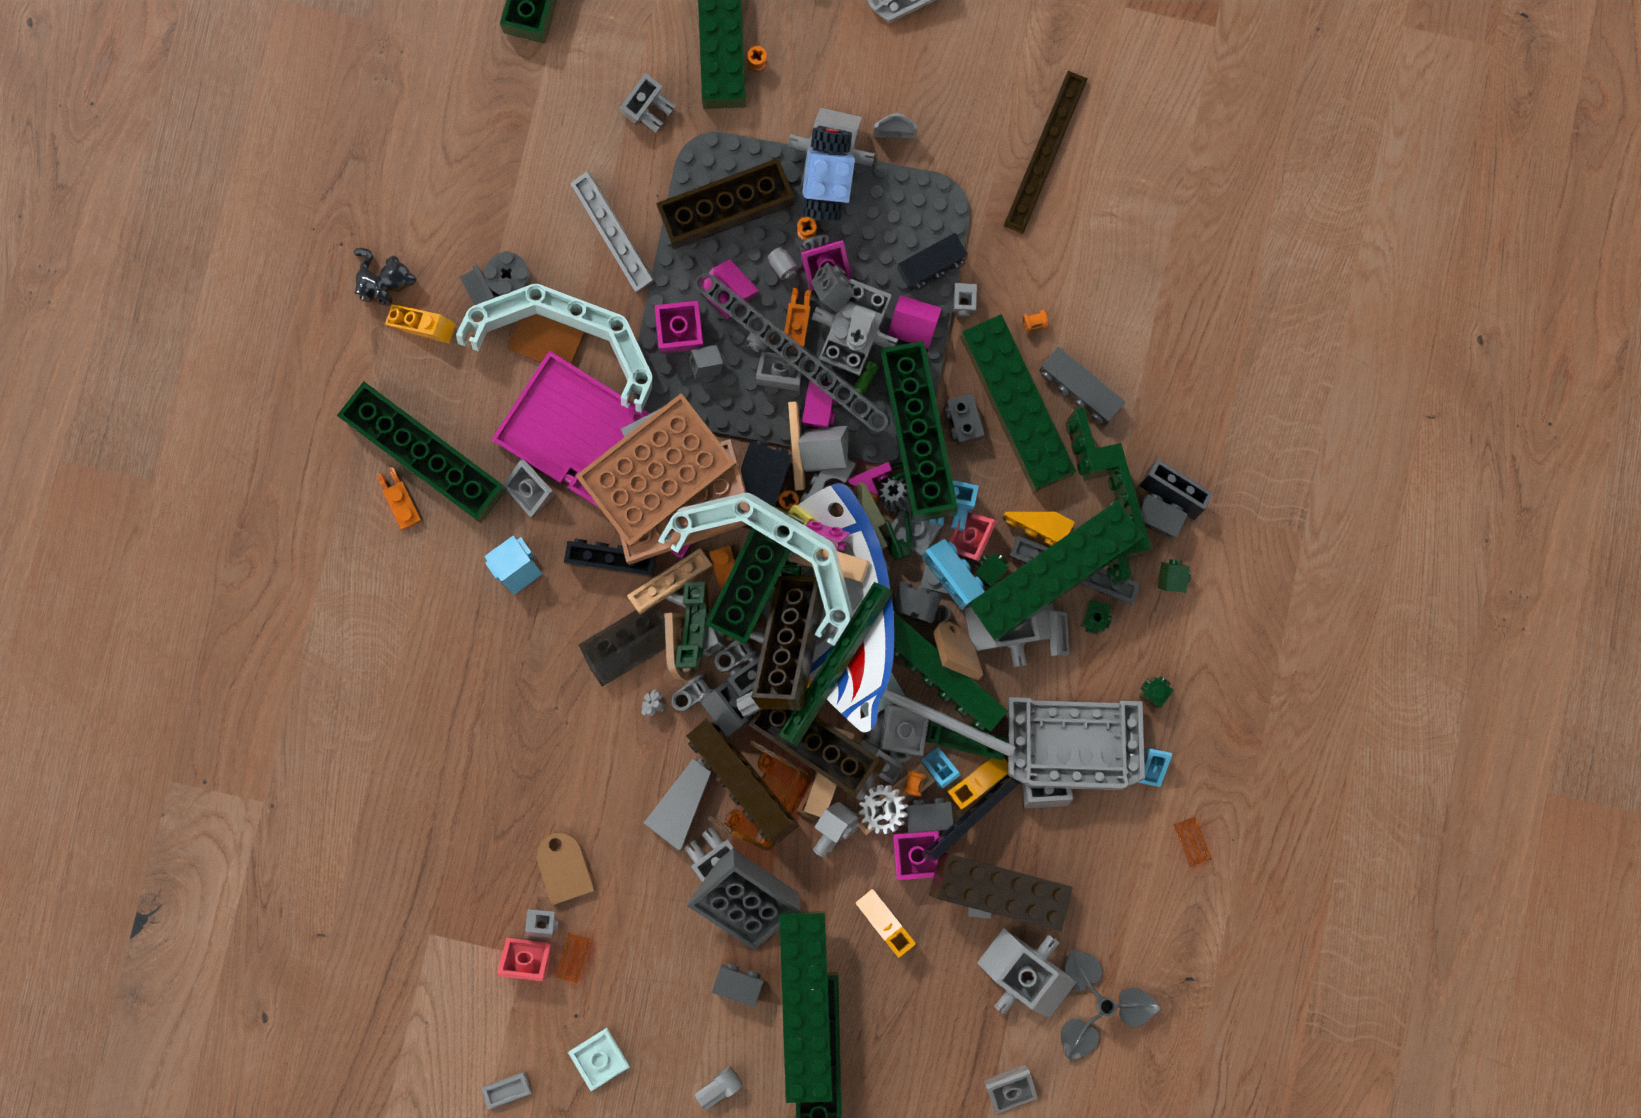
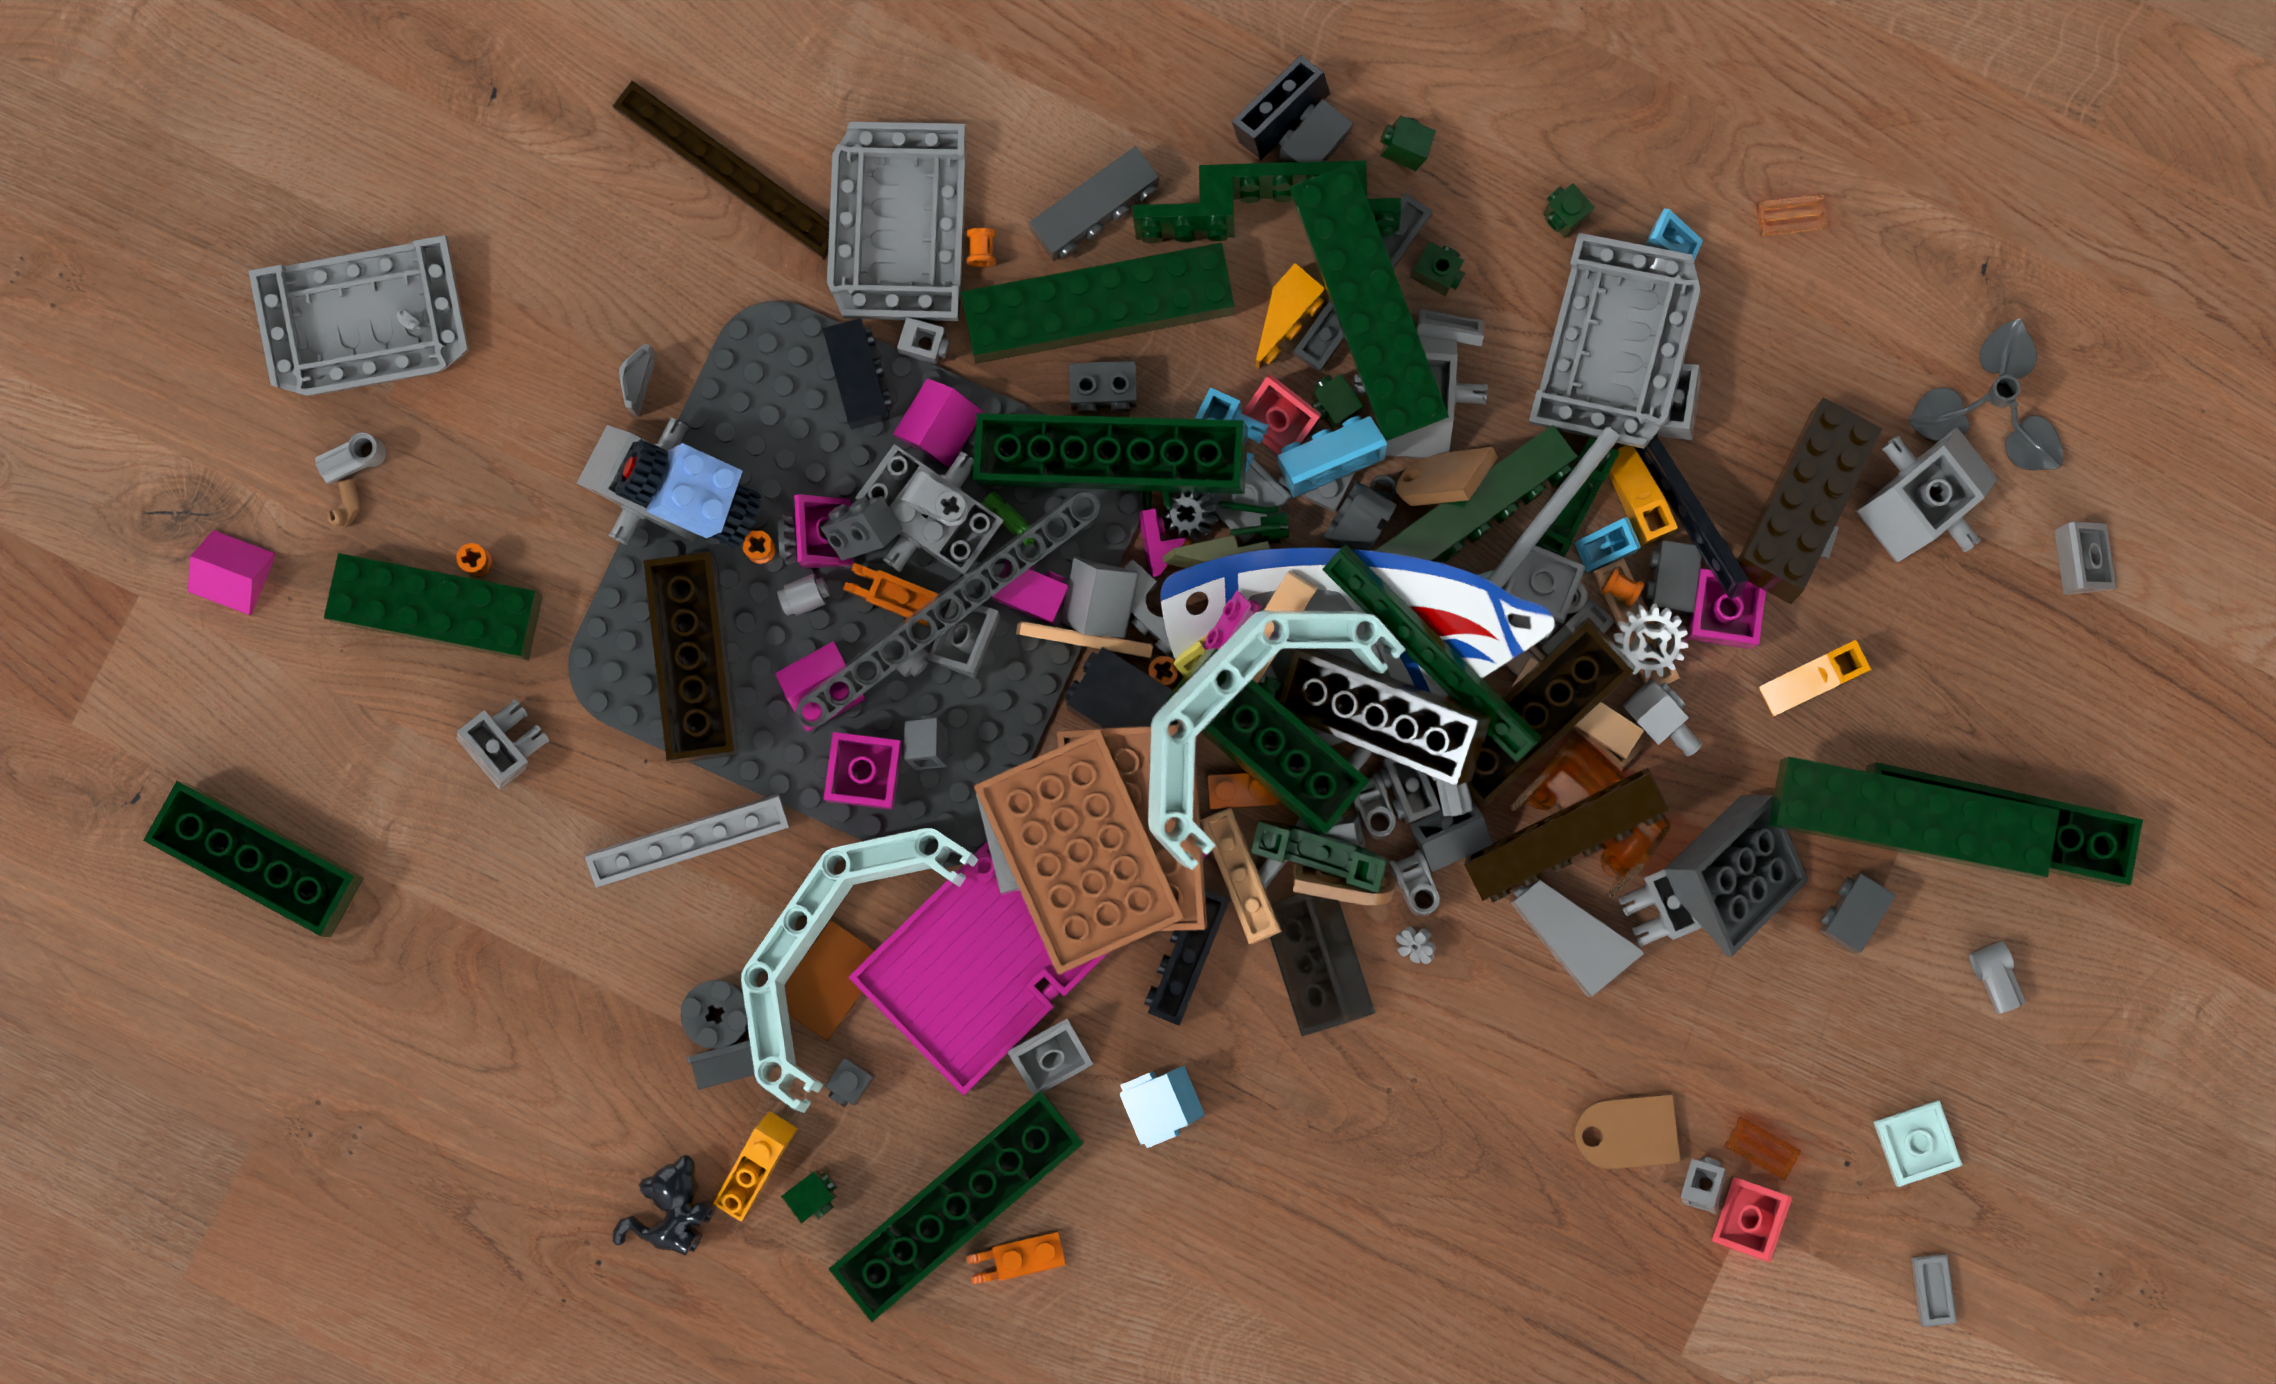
camera: 75 degrees left, 0 degrees up
(408, 361) = (811, 1196): none -> dark green brick
(484, 367) = (849, 1082): none -> dark grey brick
(1038, 265) = (898, 221): none -> light grey slope

